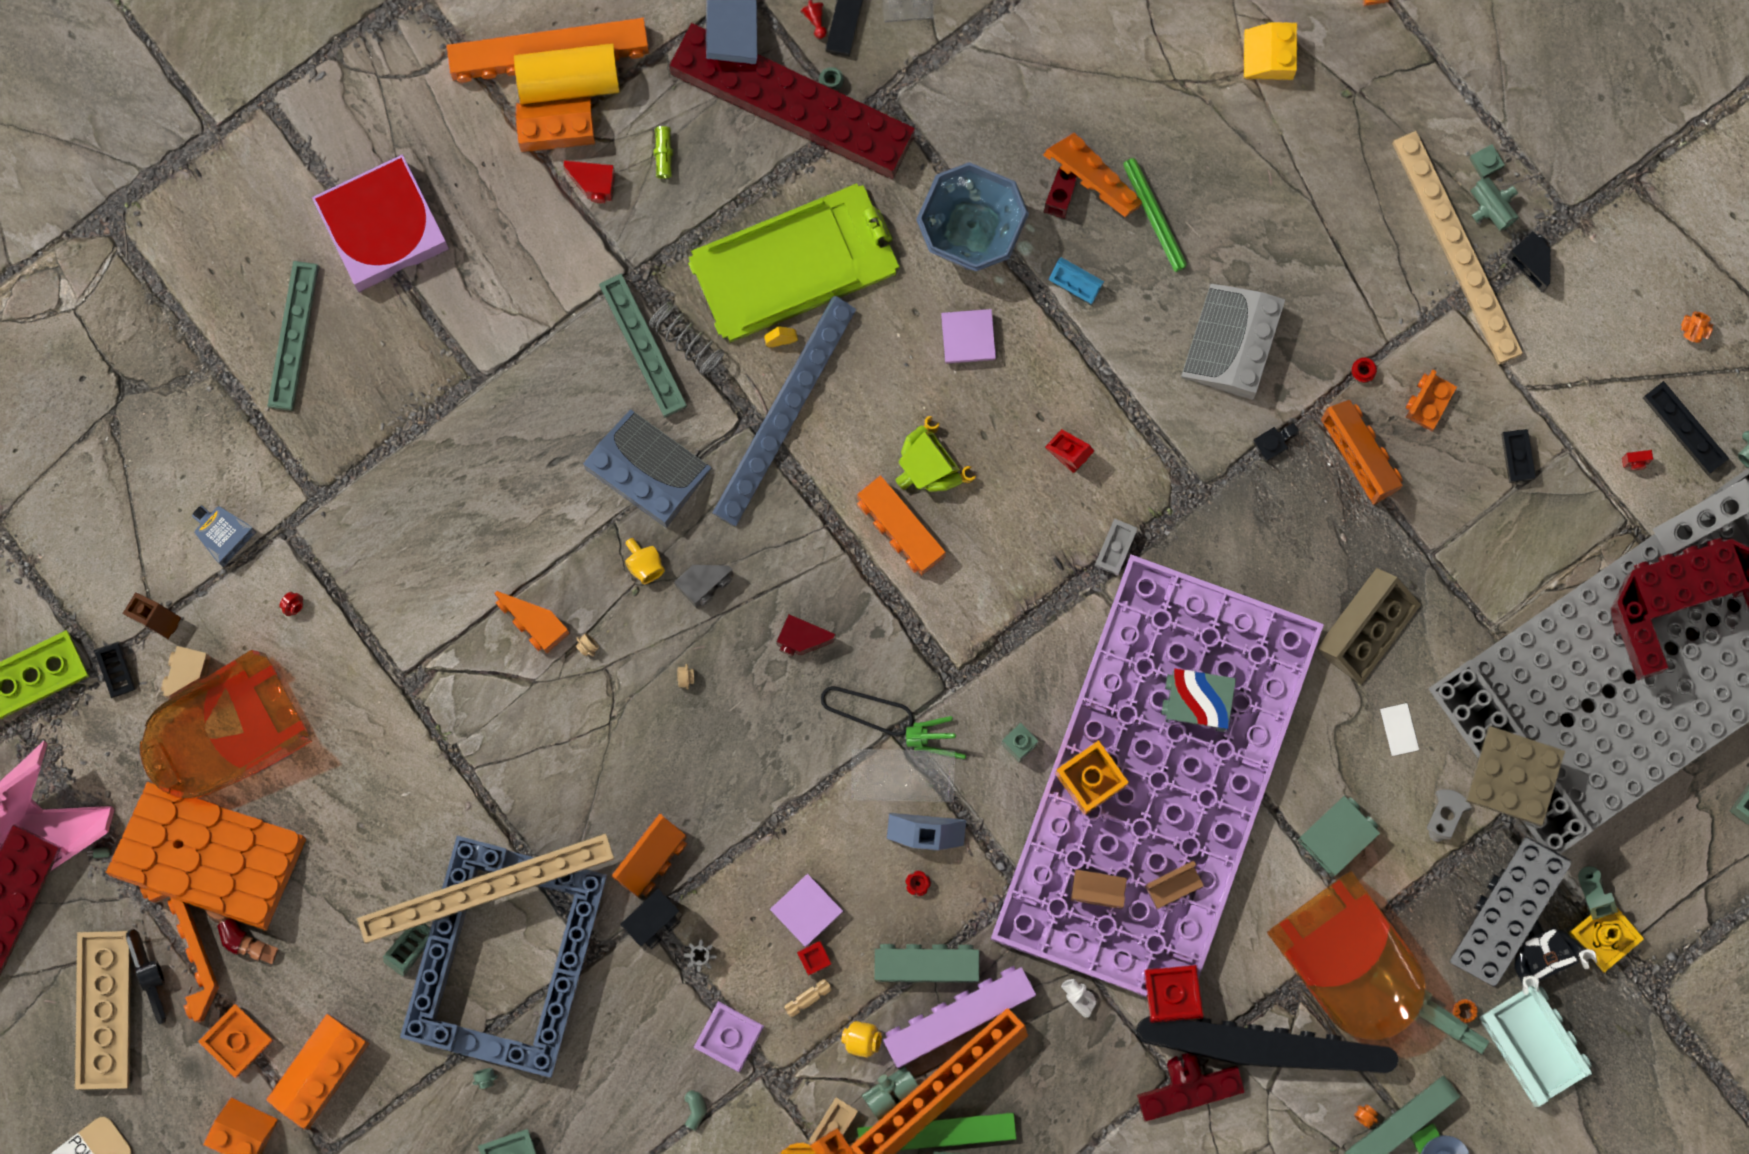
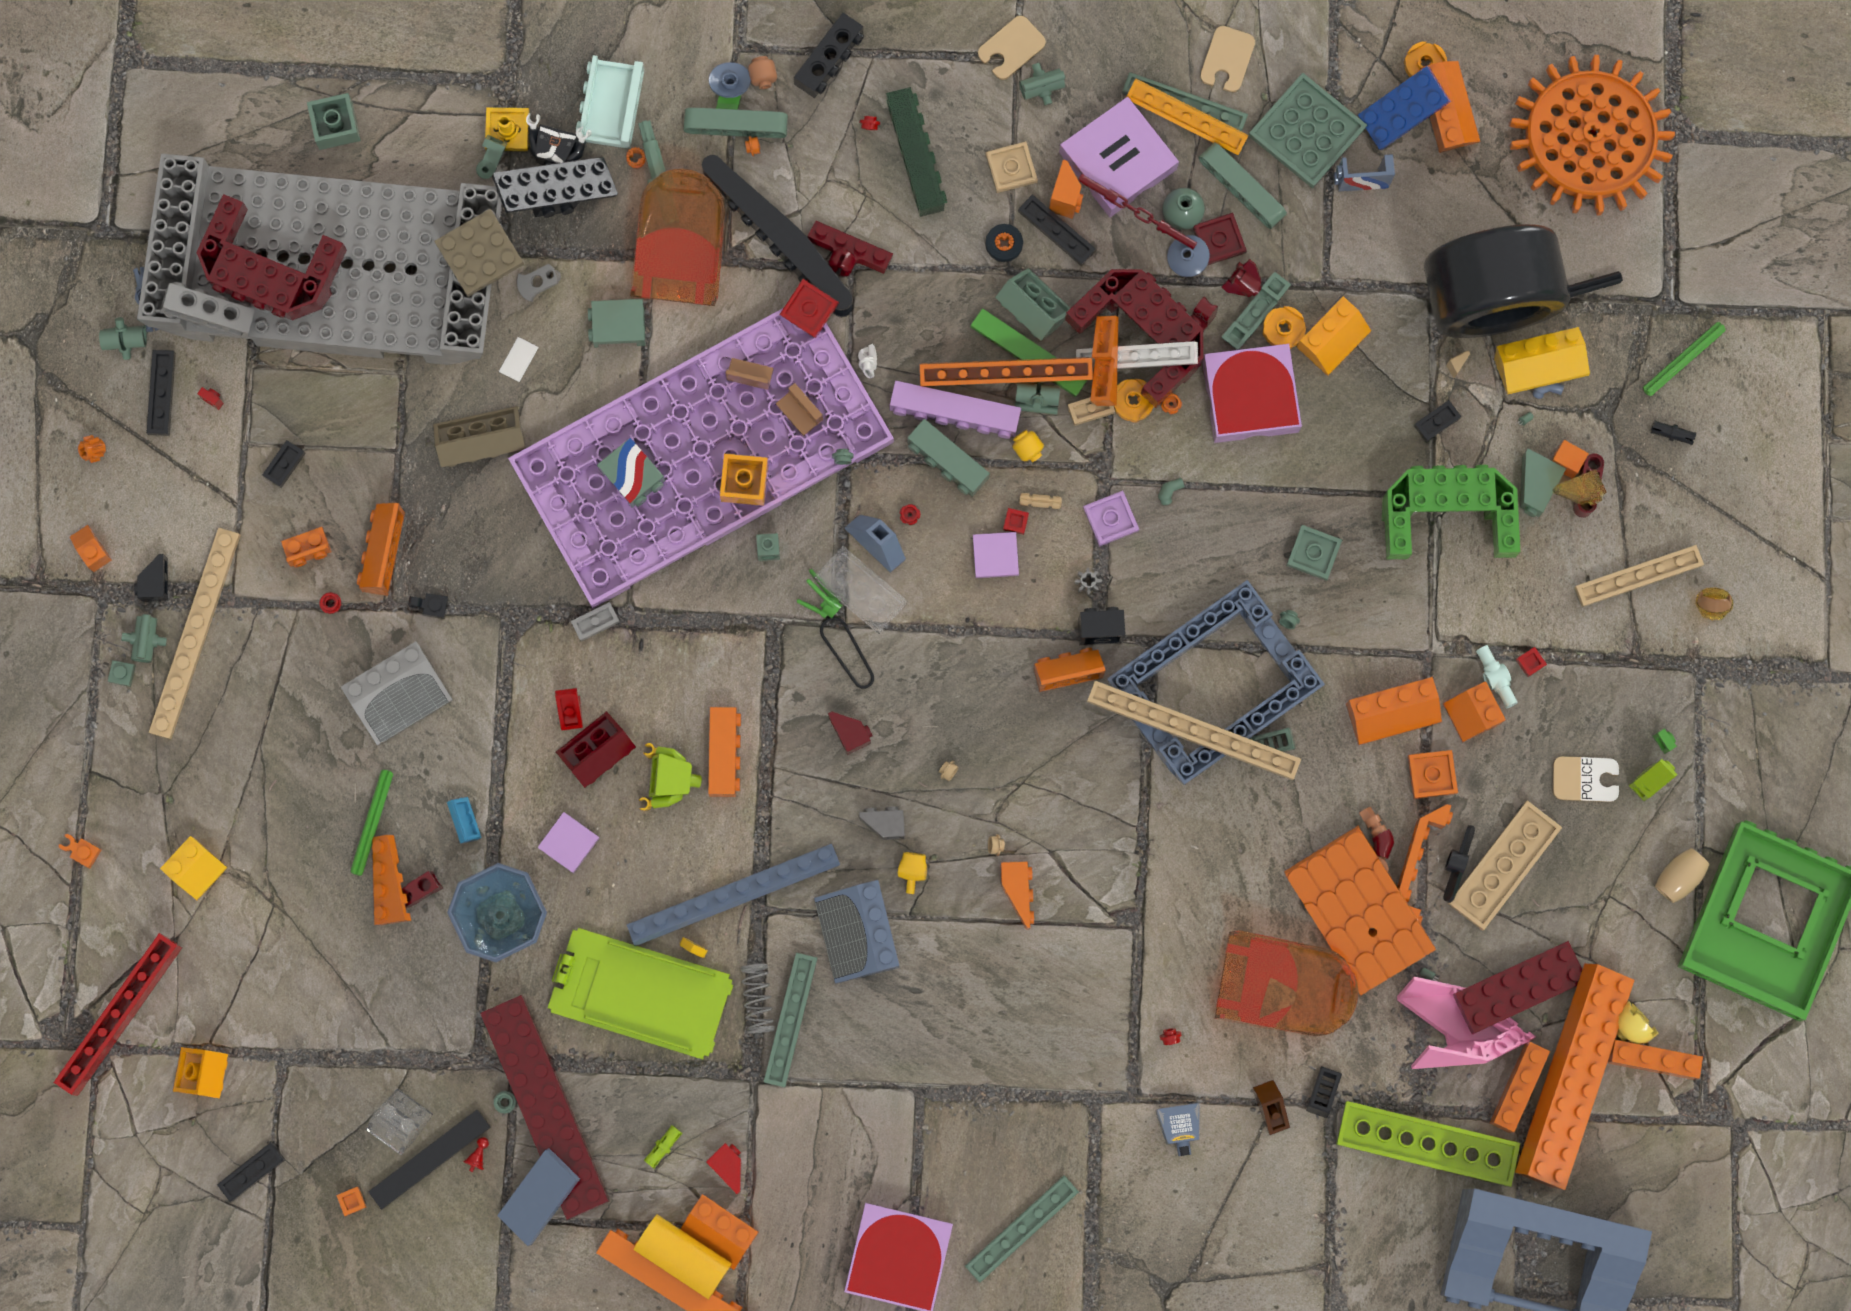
camera: 145 degrees left, 0 degrees up
(186, 670) = (1276, 1048): tan slope -> none
(1015, 434) = (595, 749): none -> dark red slope
(1021, 877) = (842, 457): none -> sand green plate
(1616, 241) = (90, 548): none -> orange slope

